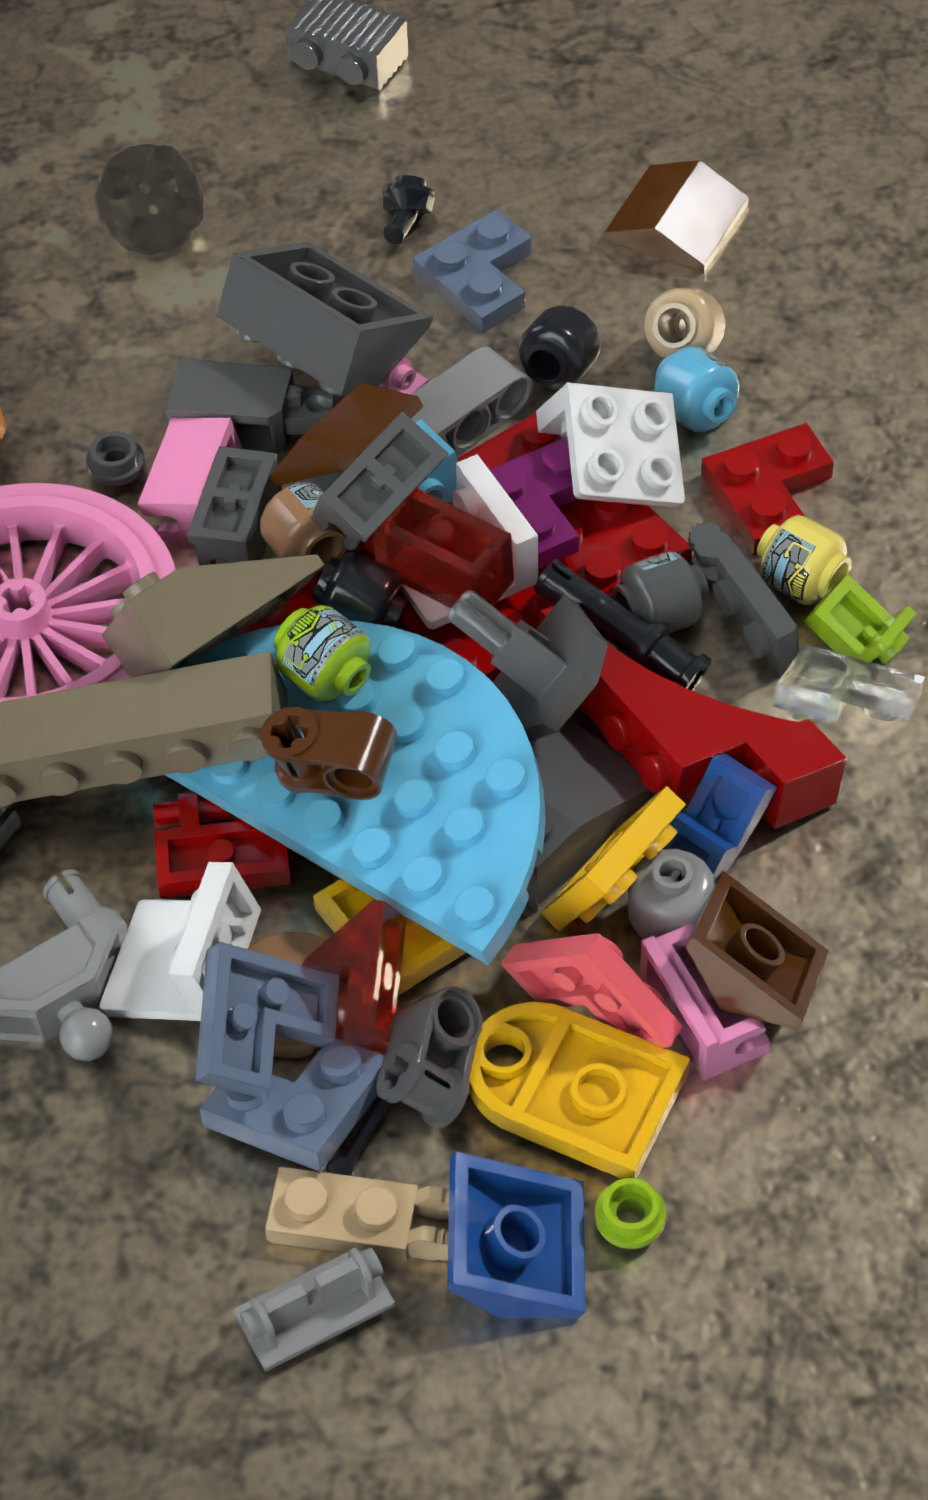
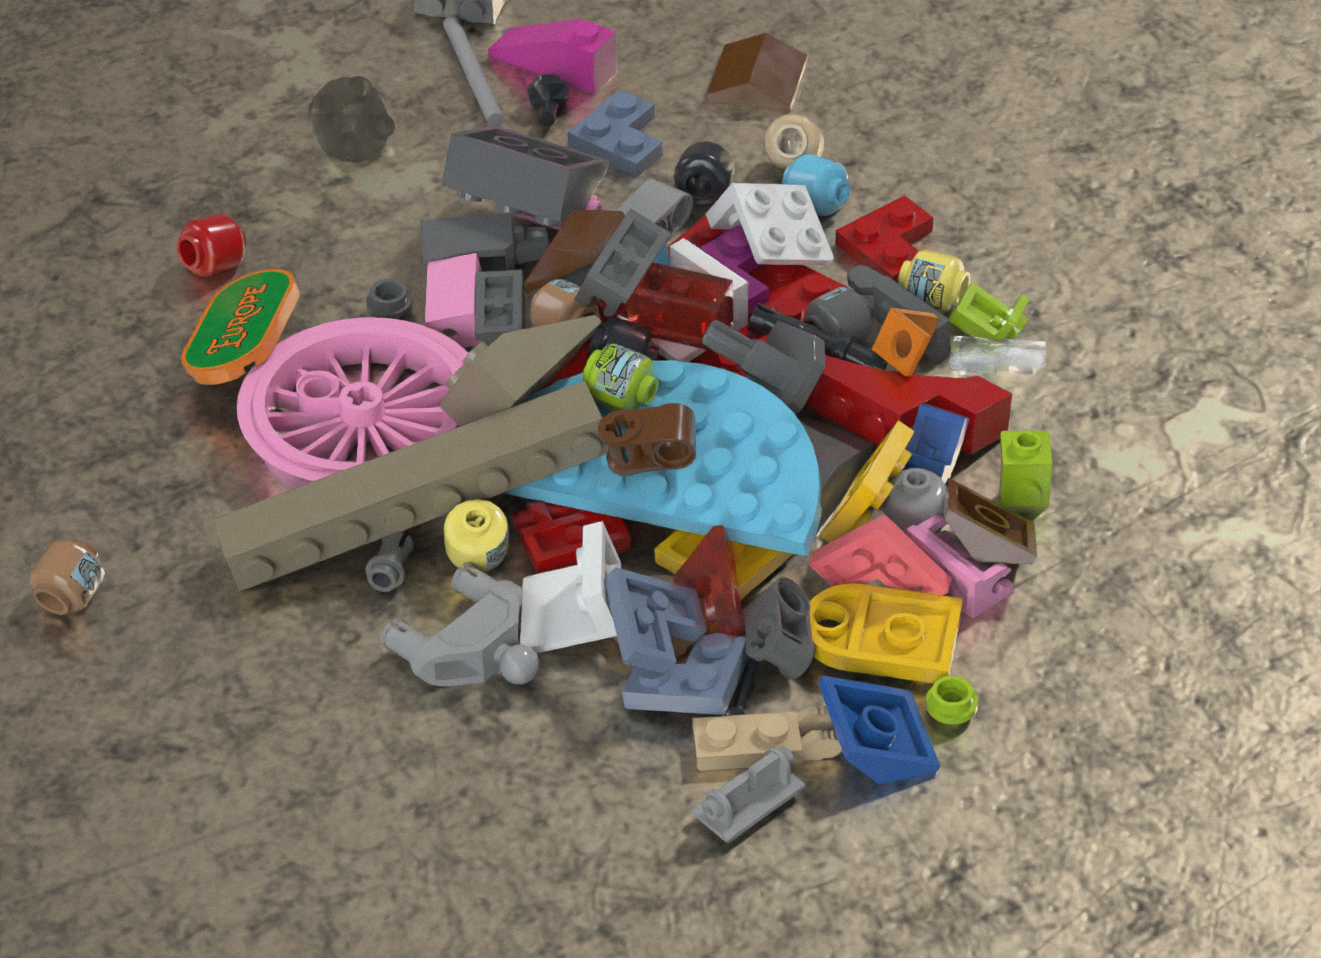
camera: 15 degrees left, 10 degrees down
(91, 832) = (476, 534): none -> light yellow head
(329, 153) = (473, 71): none -> light grey bar
(442, 144) = (569, 48): none -> dark pink slope
(730, 642) = (905, 335): none -> orange bracket
(834, 871) = (1025, 469): none -> lime bracket

